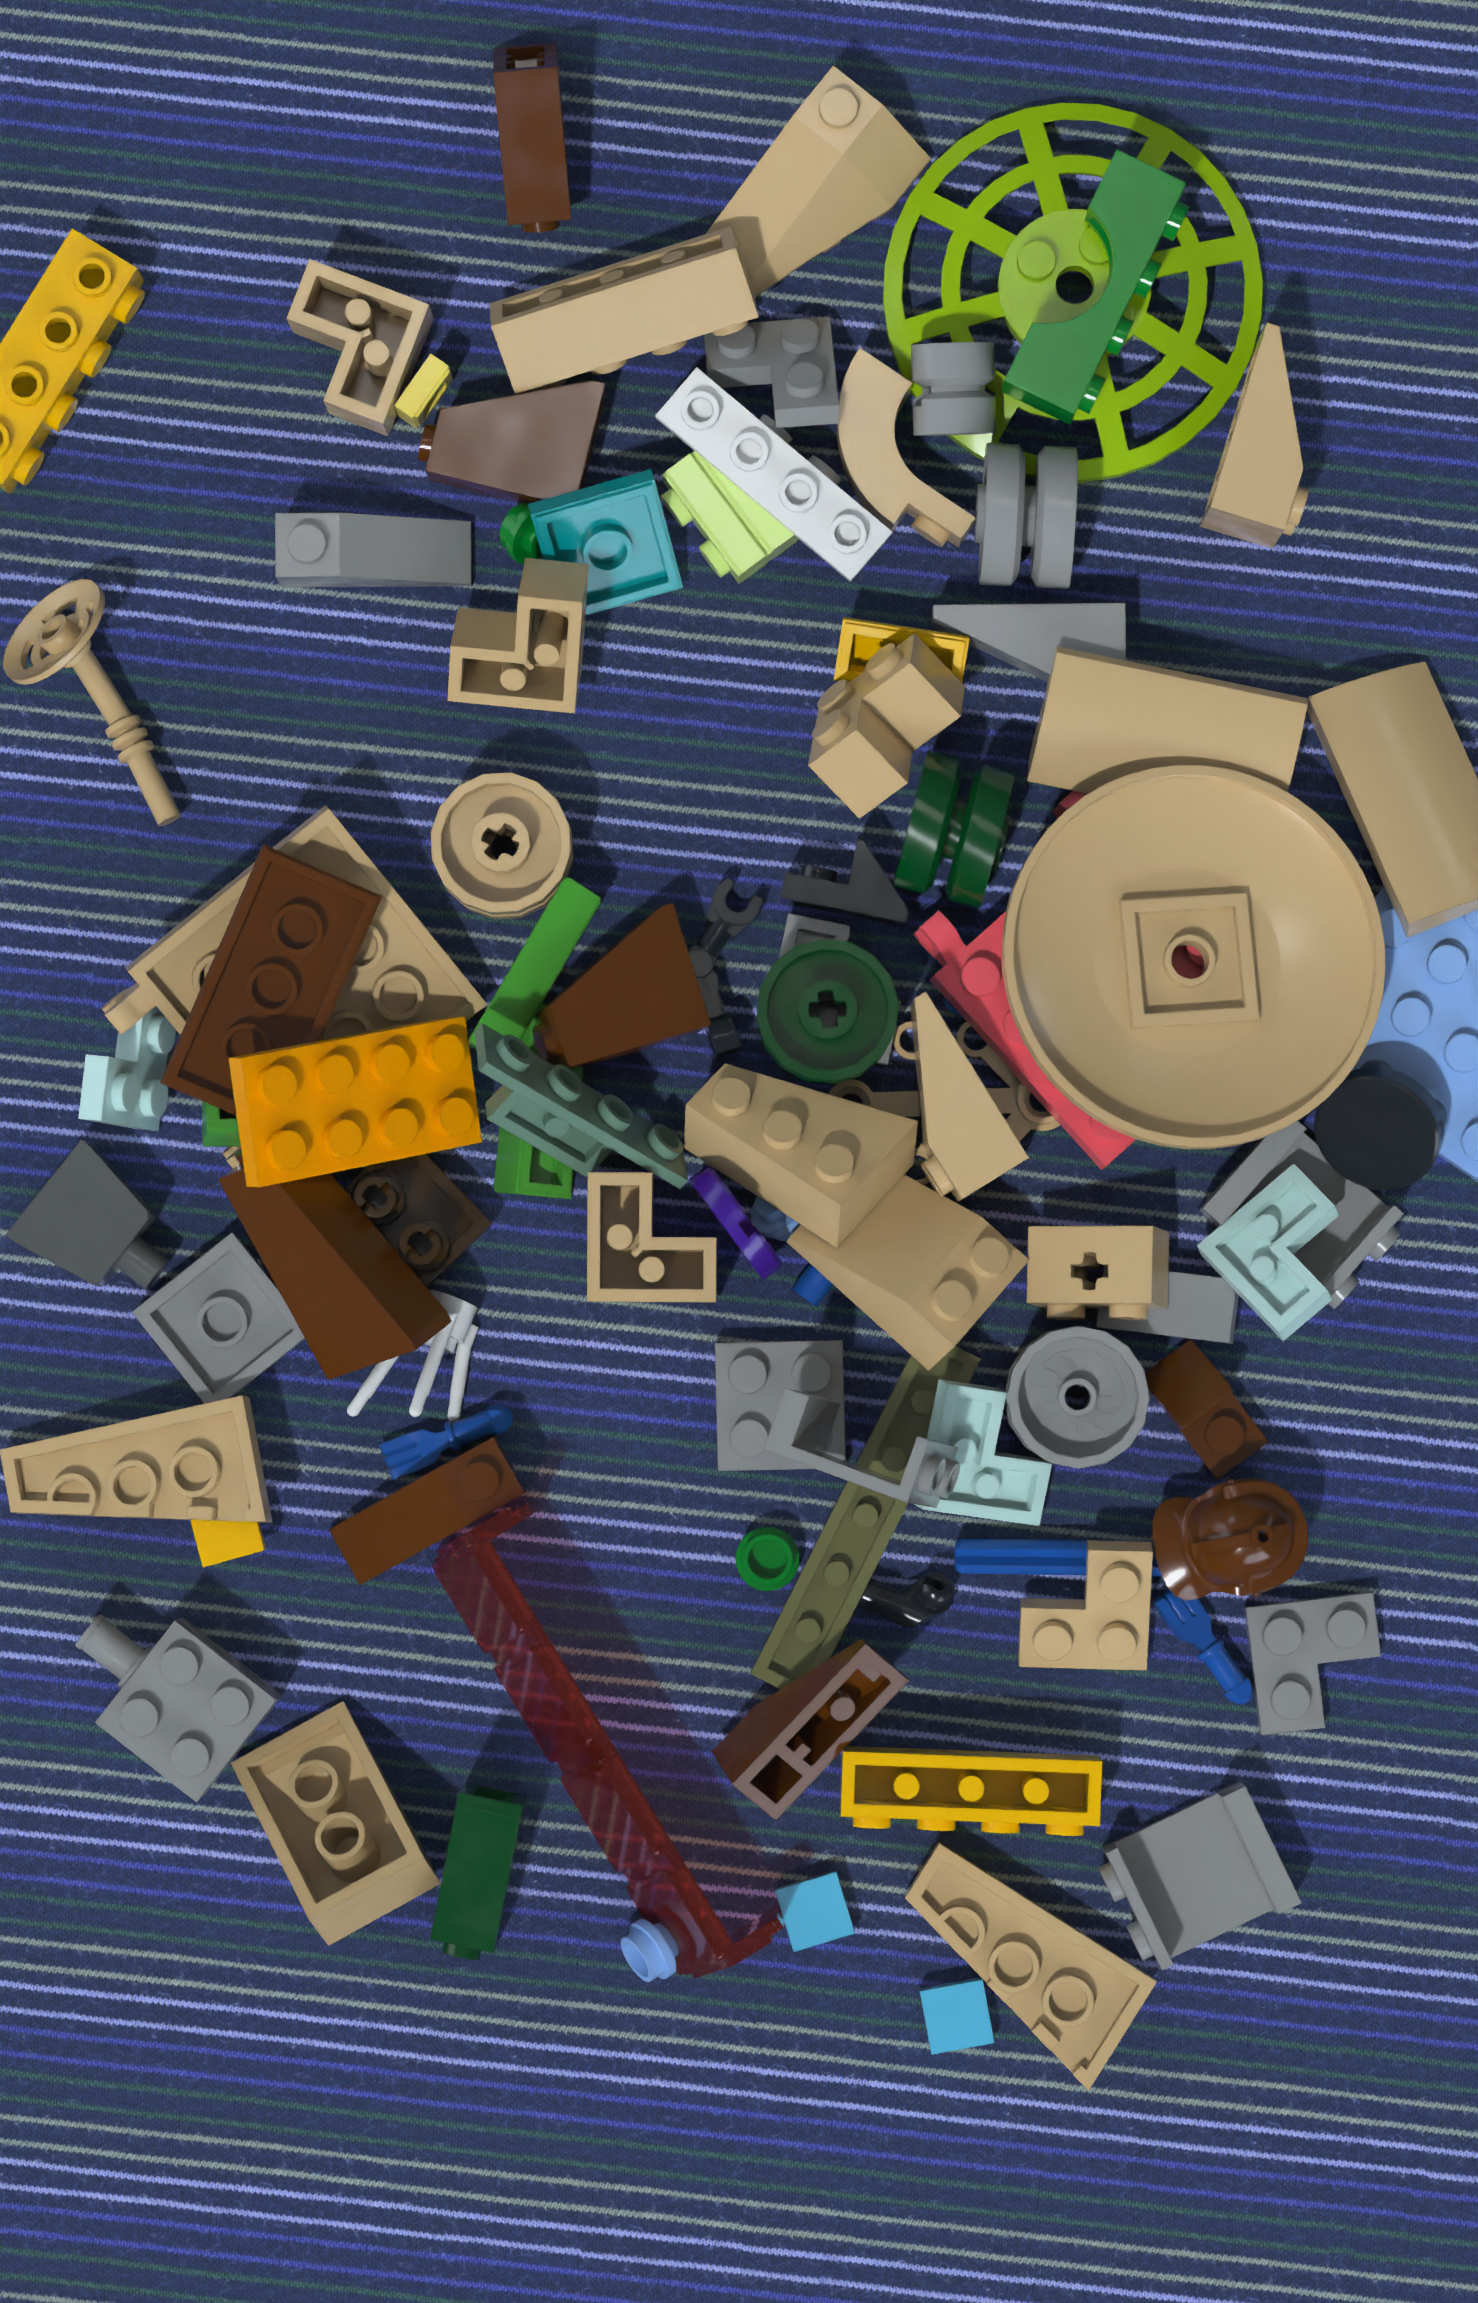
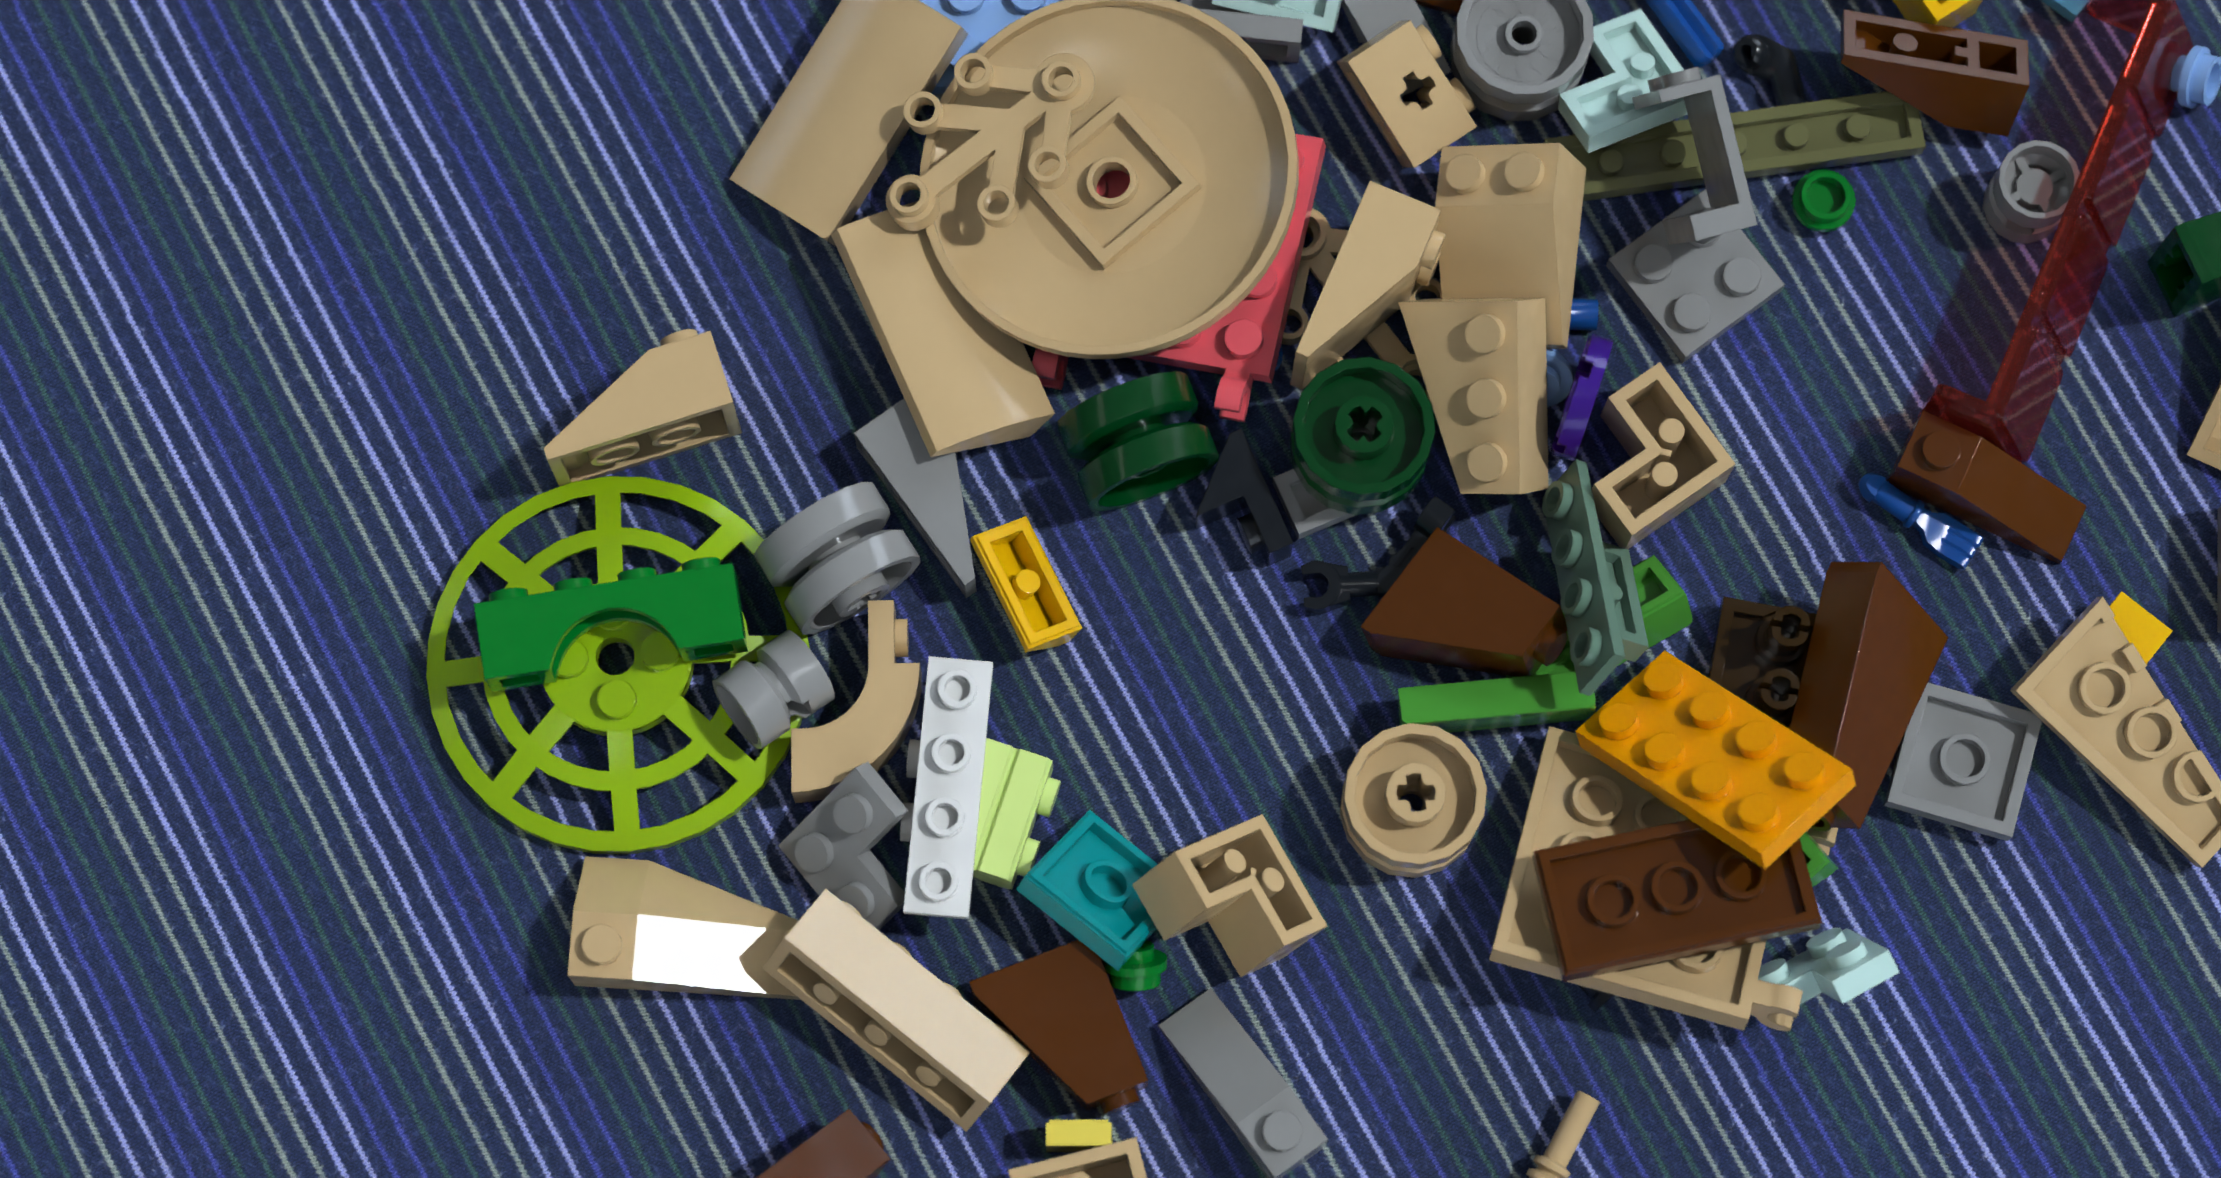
camera: 130 degrees left, 10 degrees down
(91, 1222) = (1965, 924): dark grey torso -> none
(458, 1332) = (1814, 571): white plant -> none
(649, 1731) = (2036, 177): none -> light grey wheel
(878, 720) = (1092, 560): tan brick -> none
(1289, 887) = (998, 134): none -> tan plant

